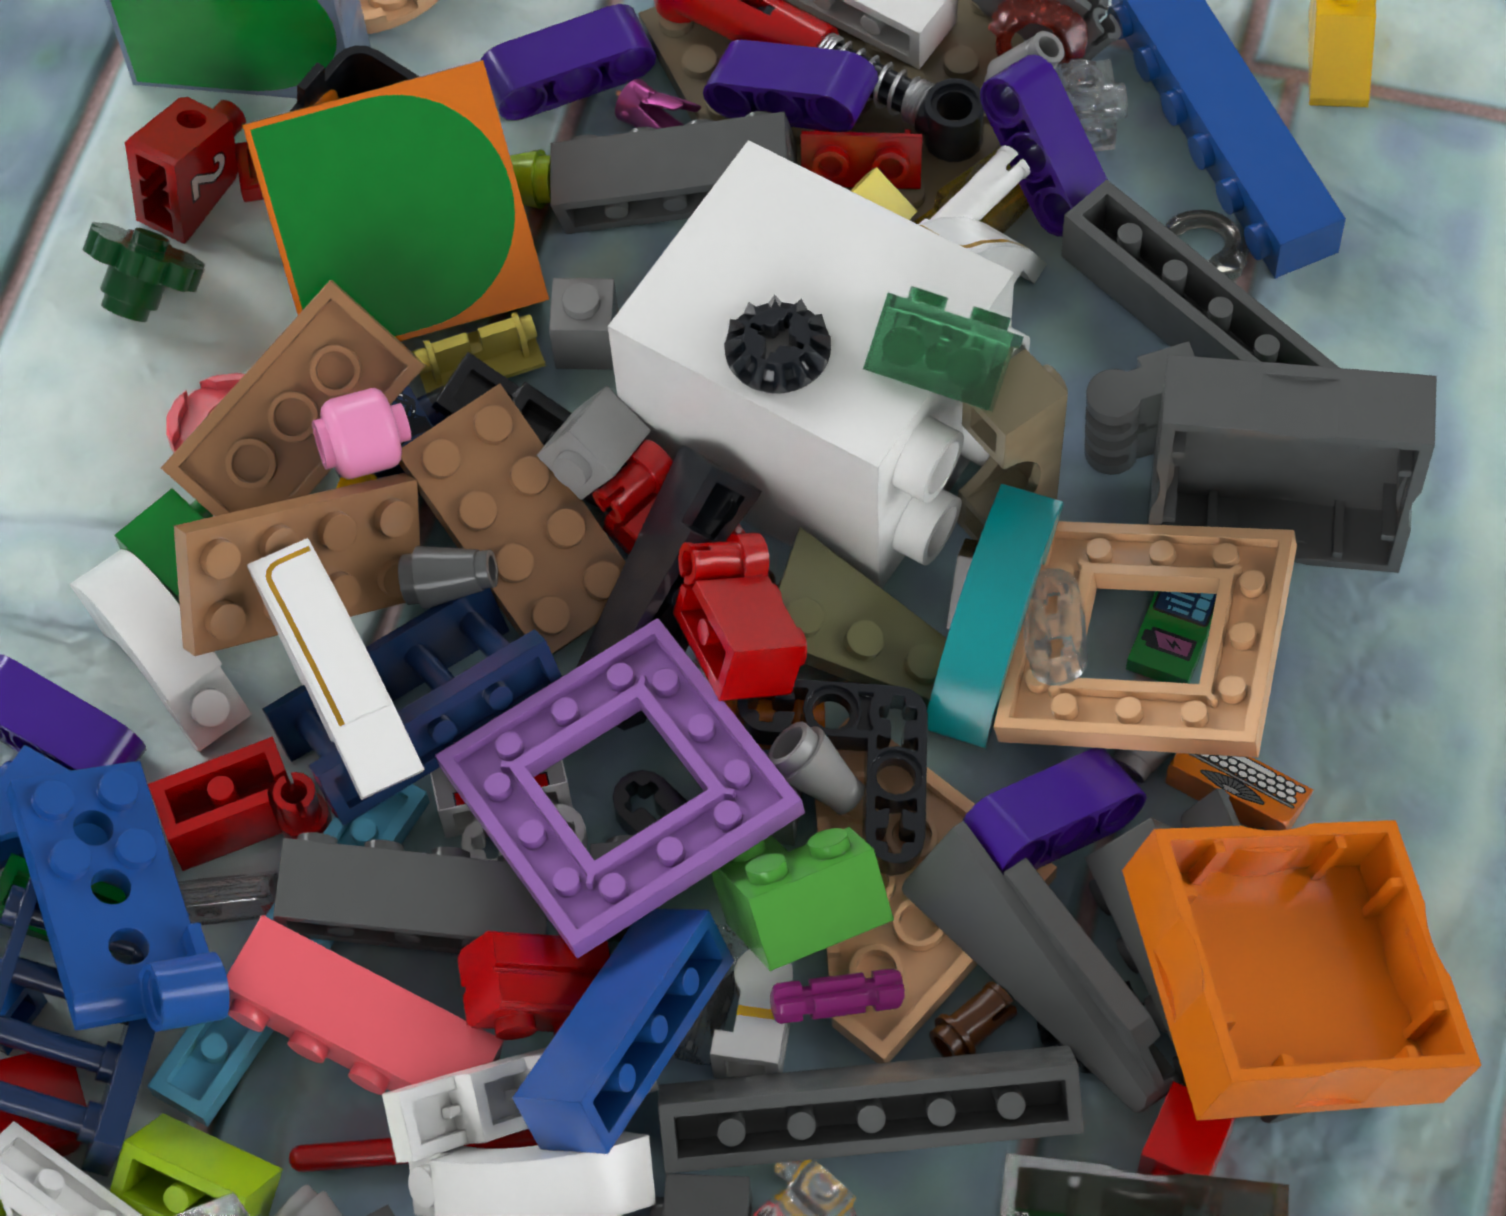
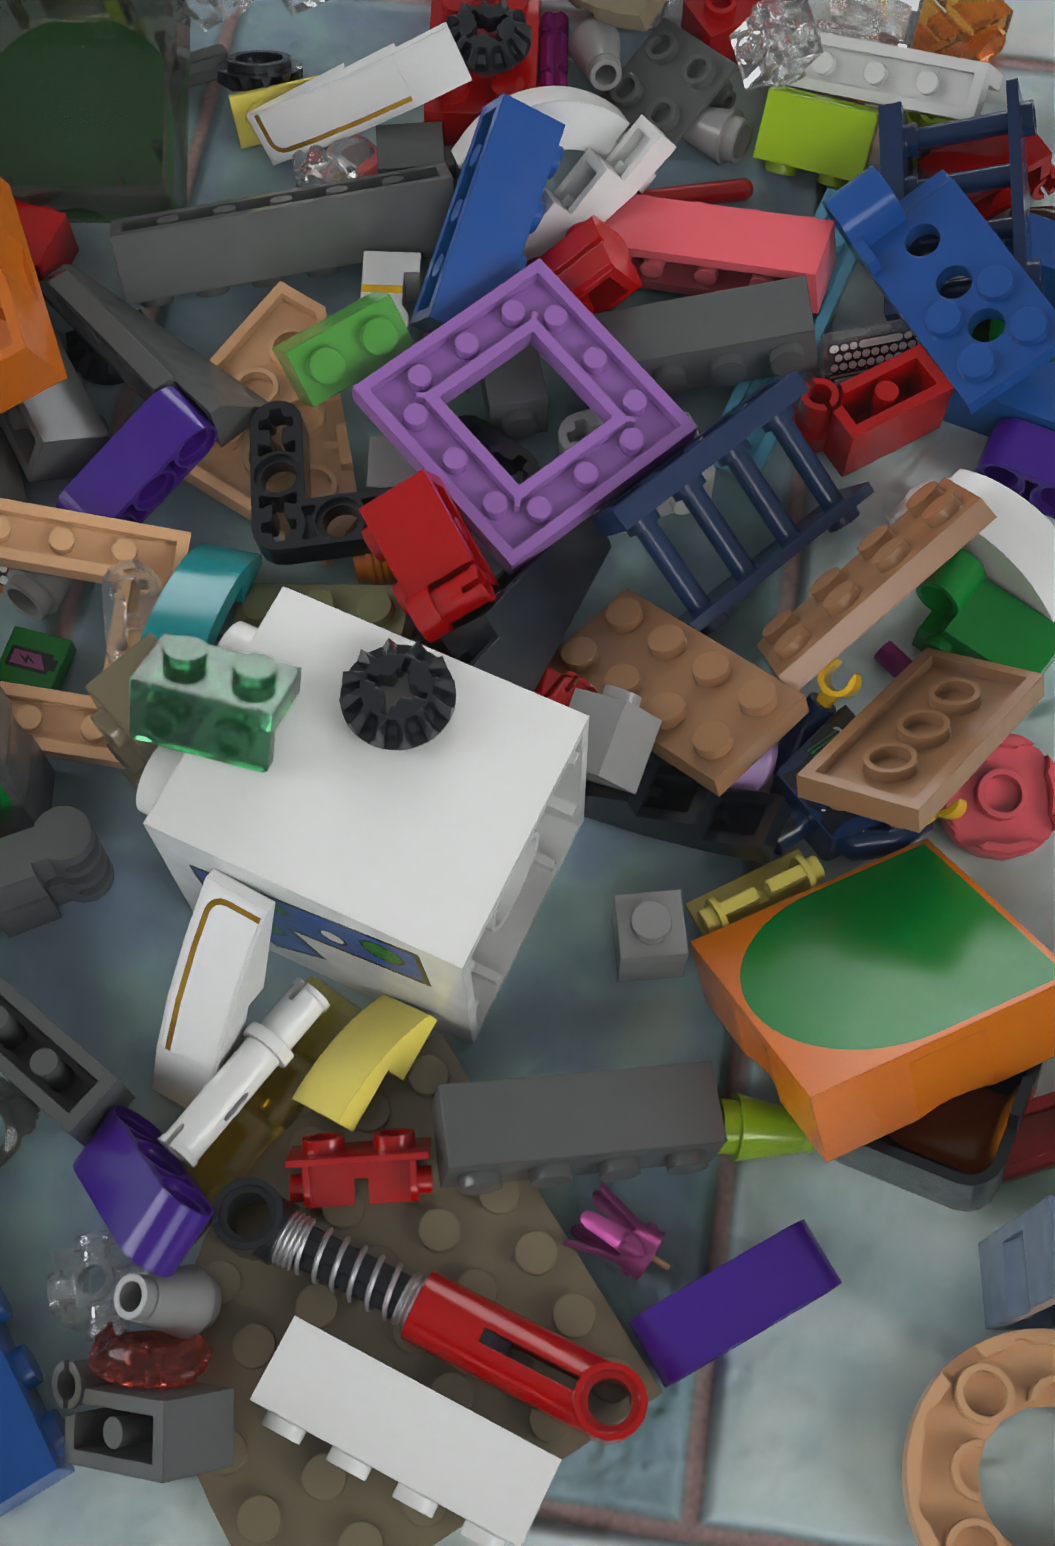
camera: 170 degrees right, 5 degrees up
(335, 668) = (812, 453): white slope -> none
(361, 433) = (844, 689): bright pink head -> none
(445, 574) = (730, 609): dark grey cone -> none
(809, 84) = (449, 1232): dark purple beam -> none
(815, 767) = (353, 461): light grey cone -> none
(837, 995) = (317, 299): magenta axle -> none
(972, 1021) = (212, 322): reddish brown pin -> none

